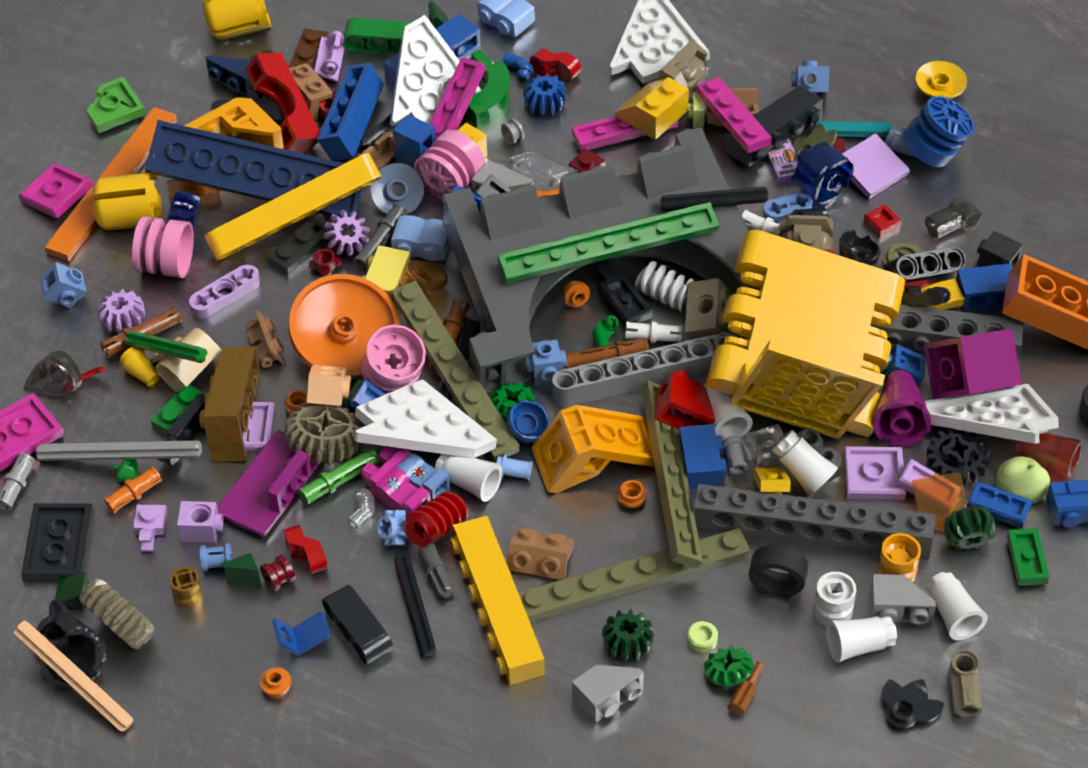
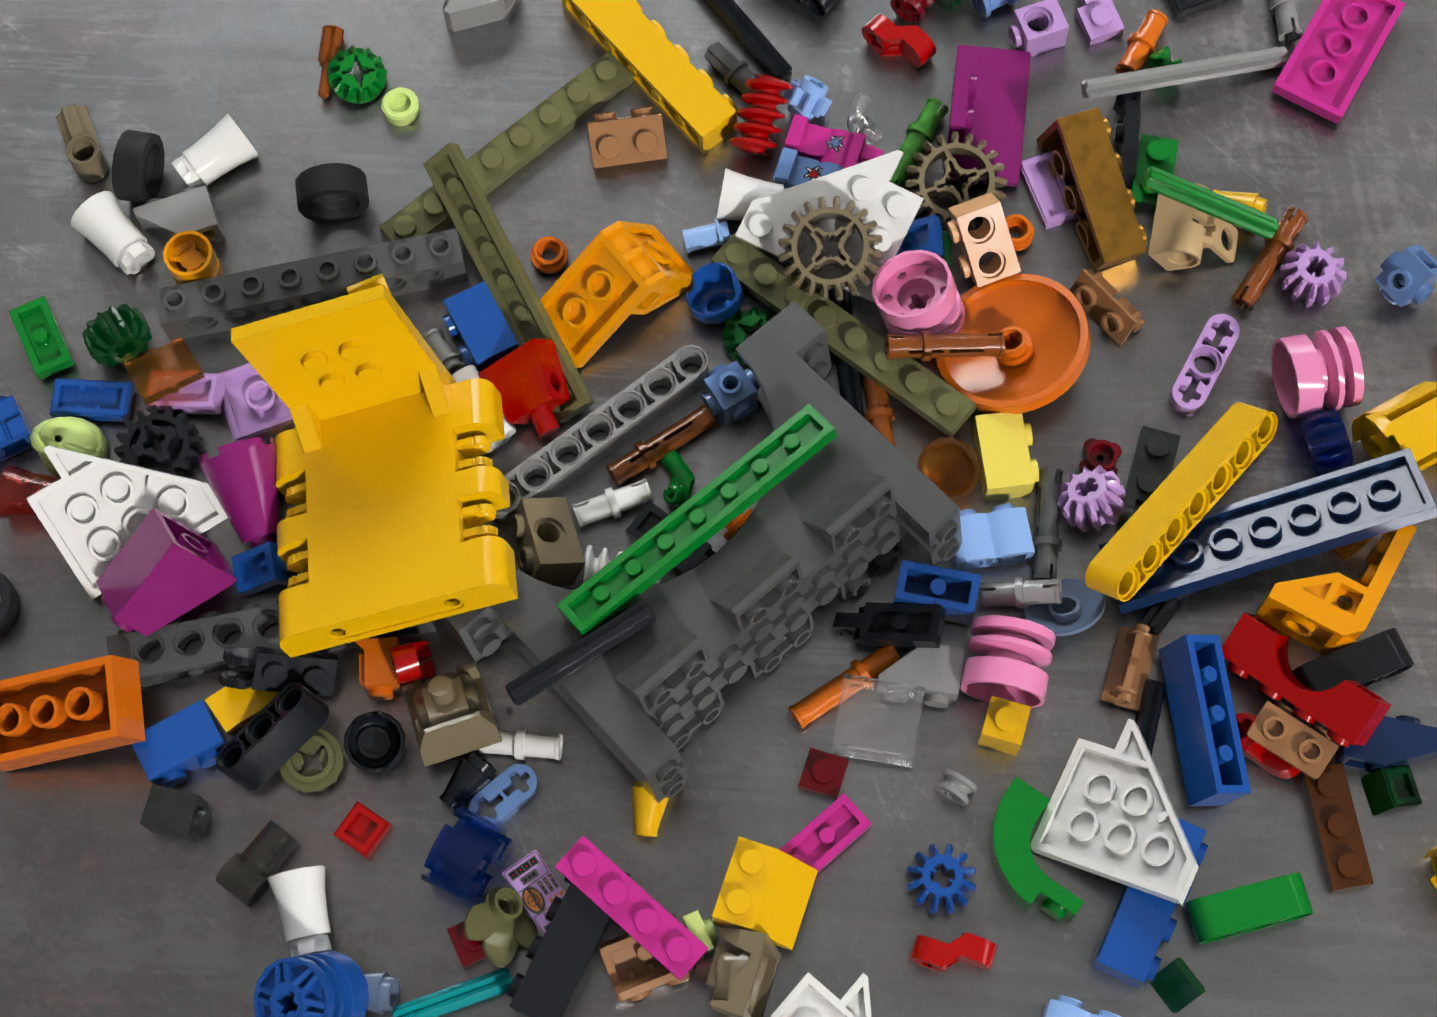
camera: 160 degrees right, 20 degrees up
(57, 375) = (1319, 153): clear smoke piece -> none
(330, 56) = (1300, 833): lavender hinge -> none
(379, 320) = (944, 345): none -> dark orange pin
(412, 139) = (1077, 678): blue brick -> none
(417, 204) = (1020, 592): none -> light grey pin
(438, 392) = (817, 262): none -> dark tan gear
(457, 95) = (1056, 774): dark pink plate -> none
(520, 63) = (1006, 938): blue arm -> none
(628, 635) = (482, 67): dark green gear -> none
(834, 597) = (256, 186): white wheel -> none
(875, 166) = (403, 923): lavender tile -> none
(910, 700) = (140, 111): black plate -> none
(923, 637) = (137, 166): none -> black tyre
(931, 187) = (303, 909): none -> white plant

